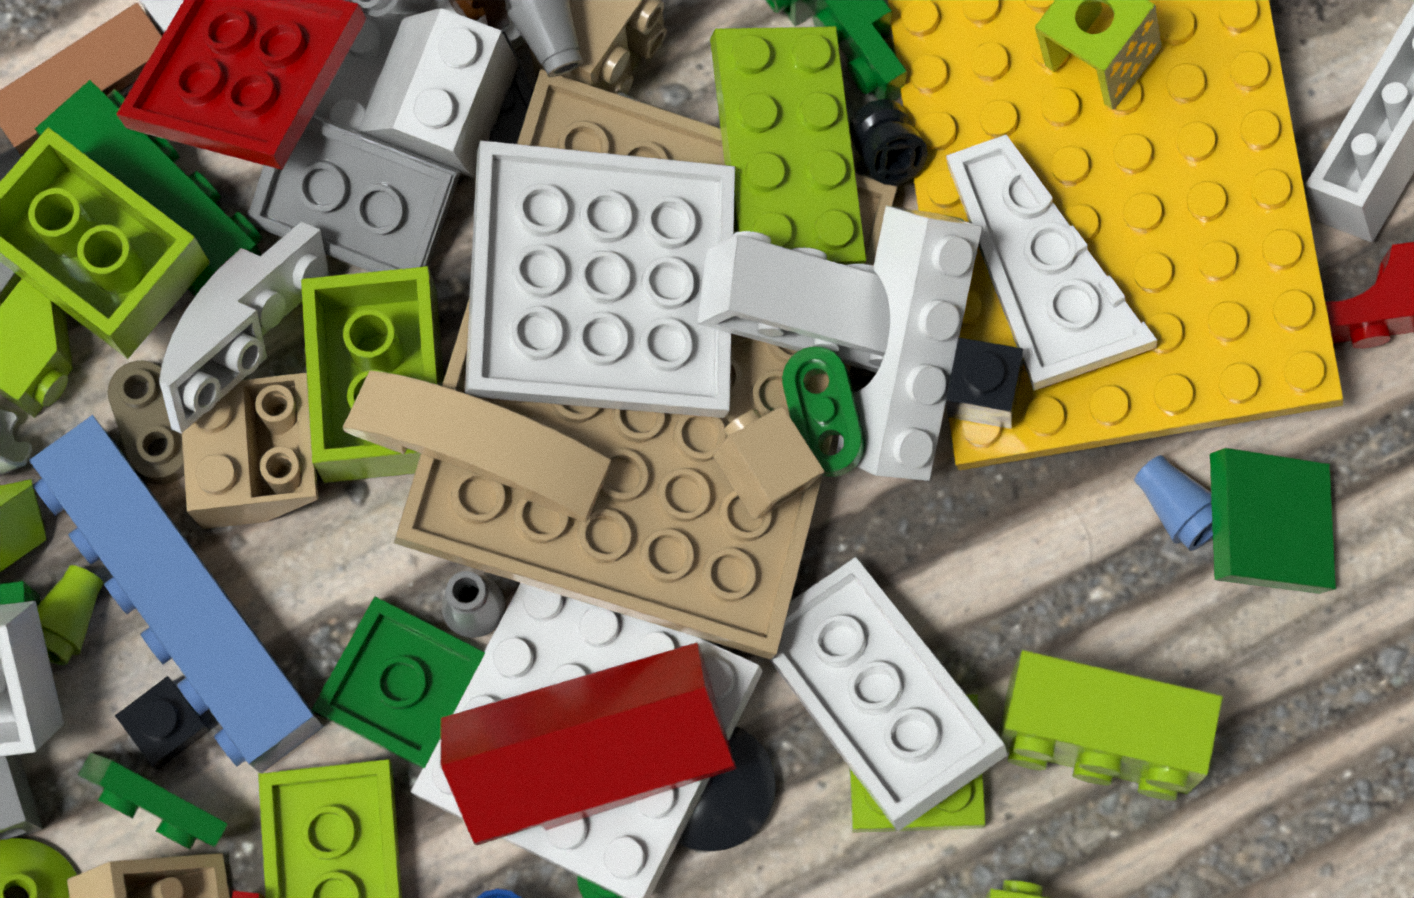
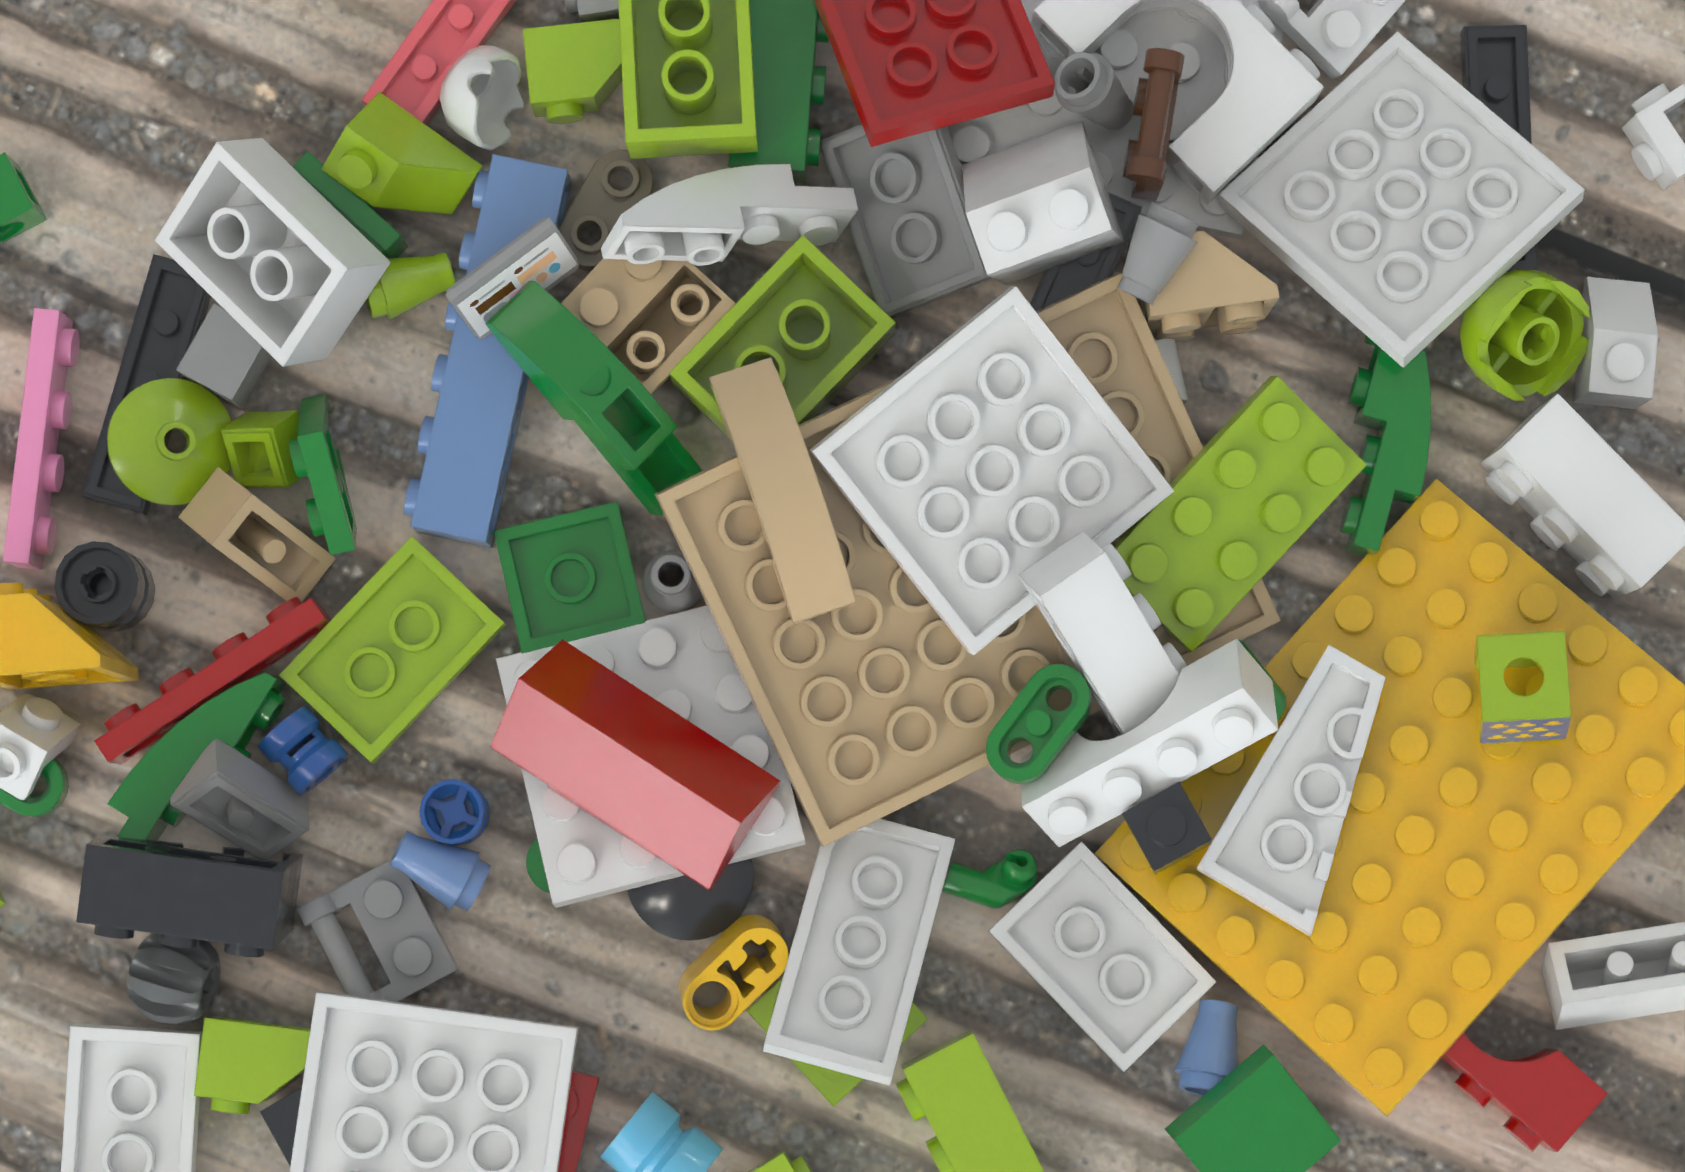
camera: 45 degrees right, 10 degrees up
(87, 832) = (260, 448): none -> lime slope
(133, 520) = (533, 256): none -> slope
(162, 723) = (390, 427): black plate -> none
(274, 530) = (595, 391): none -> green slope
(766, 460) = (961, 715): tan brick -> none
(833, 795) = (756, 972): none -> yellow beam
(888, 142) = (1309, 585): black wheel -> none
(917, 555) = (995, 885): none -> green arm
(1039, 524) = (1102, 956): none -> white plate

